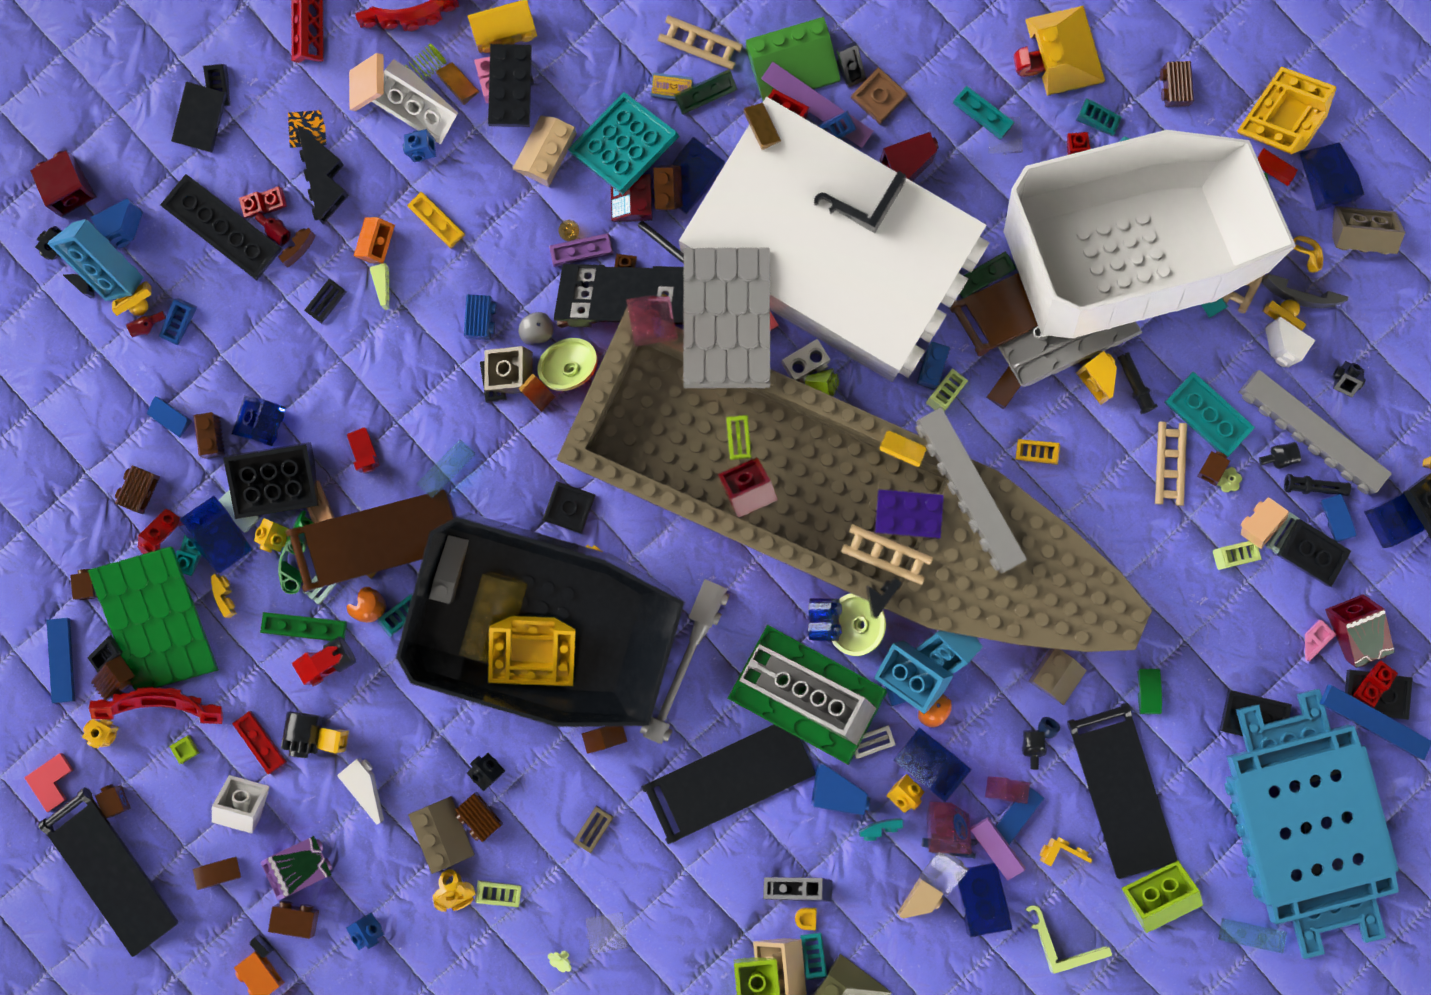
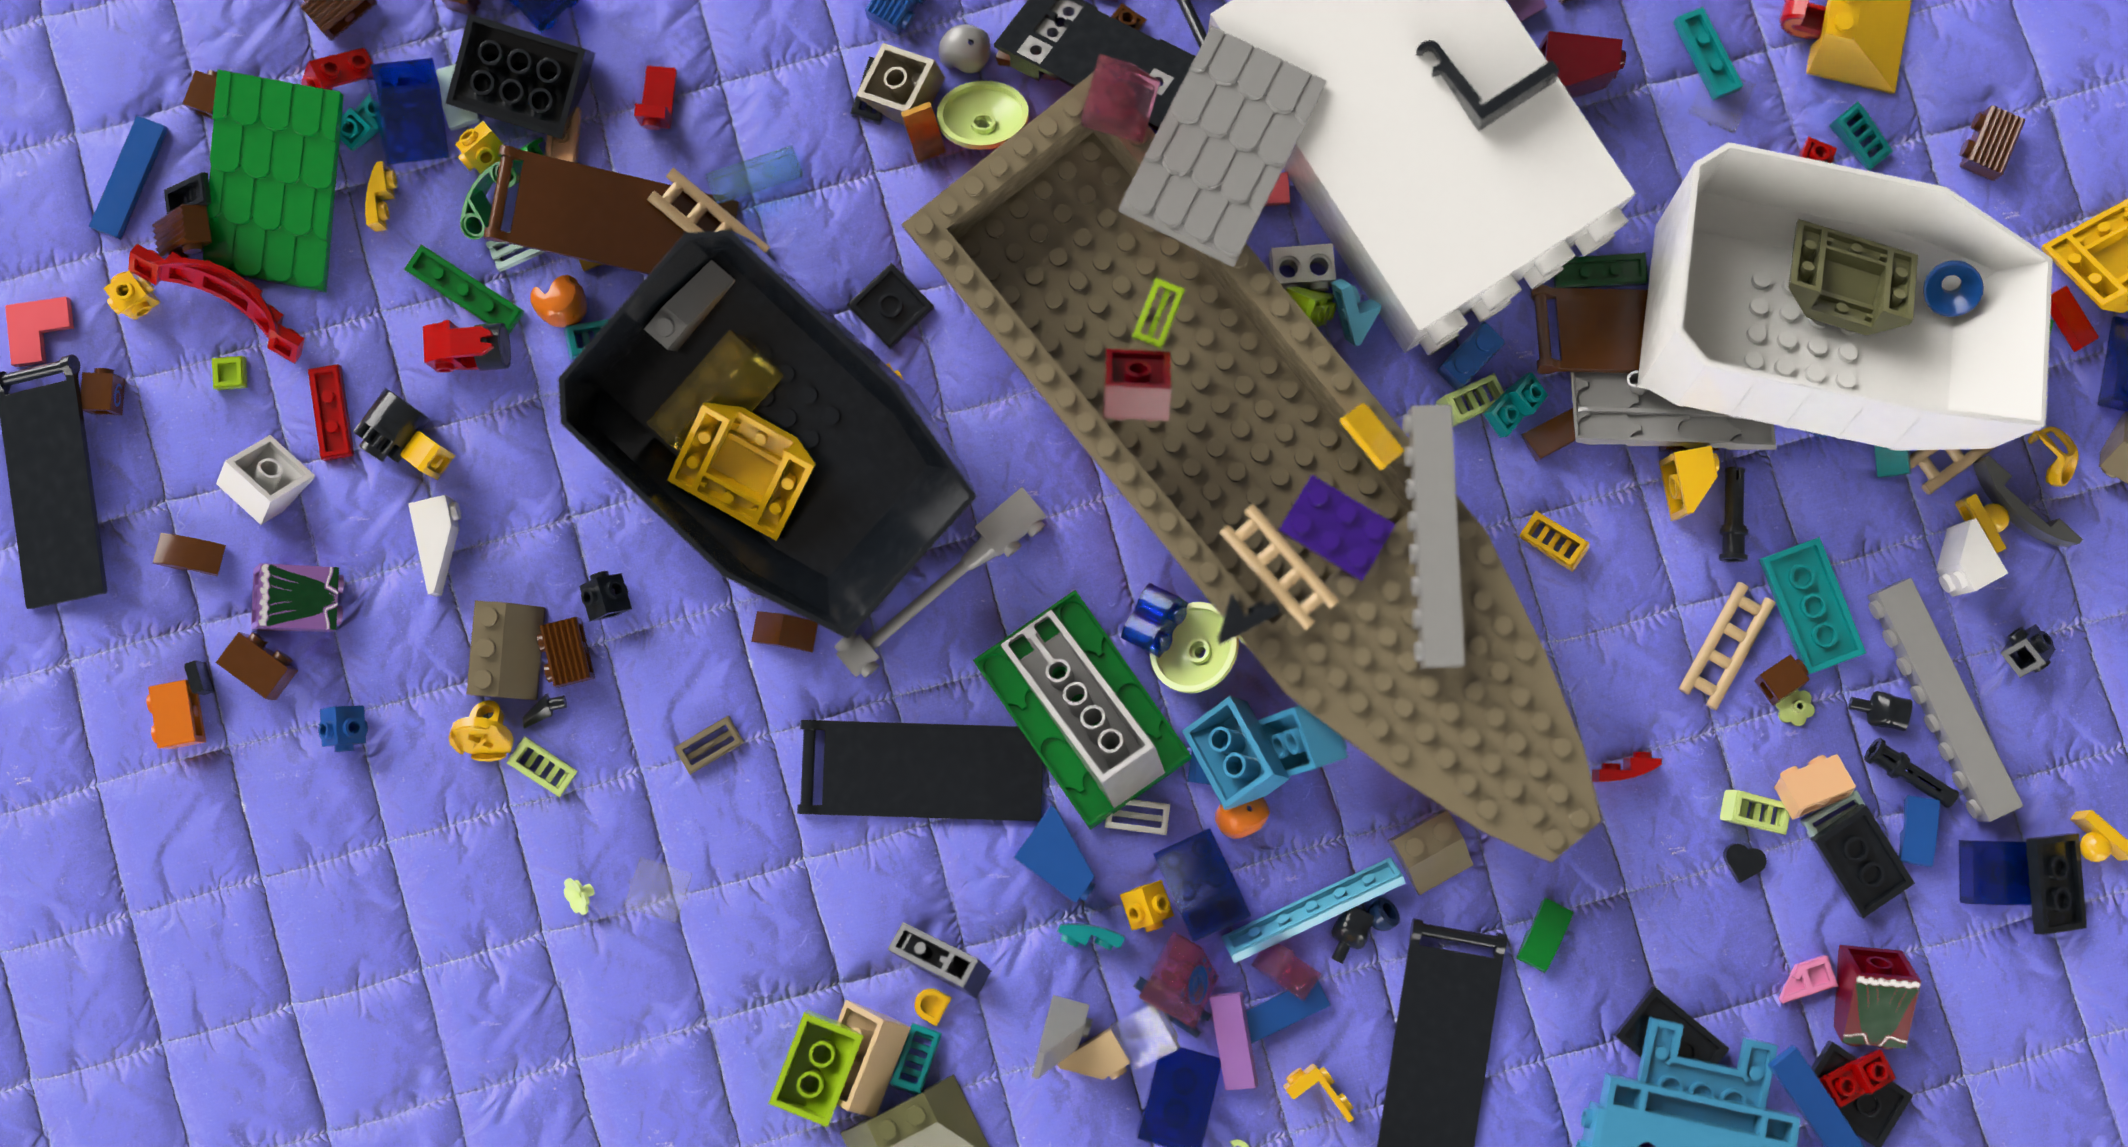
camera: 25 degrees right, 0 degrees up
(425, 502) = (704, 204): none -> tan bar
(481, 858) = (543, 709): none -> black bar
(852, 375) = (1354, 316): none -> medium azure slope
(893, 894) = (1061, 1033): none -> light grey slope
(973, 381) = (1515, 403): none -> teal slope
(1005, 746) = (1313, 909): none -> medium azure tile
(1137, 209) = (1851, 280): none -> olive slope
(1152, 564) = (1632, 767): none -> red slope
(1202, 192) = (1956, 301): none -> blue piece
(1245, 587) = (1743, 861): none -> black tile

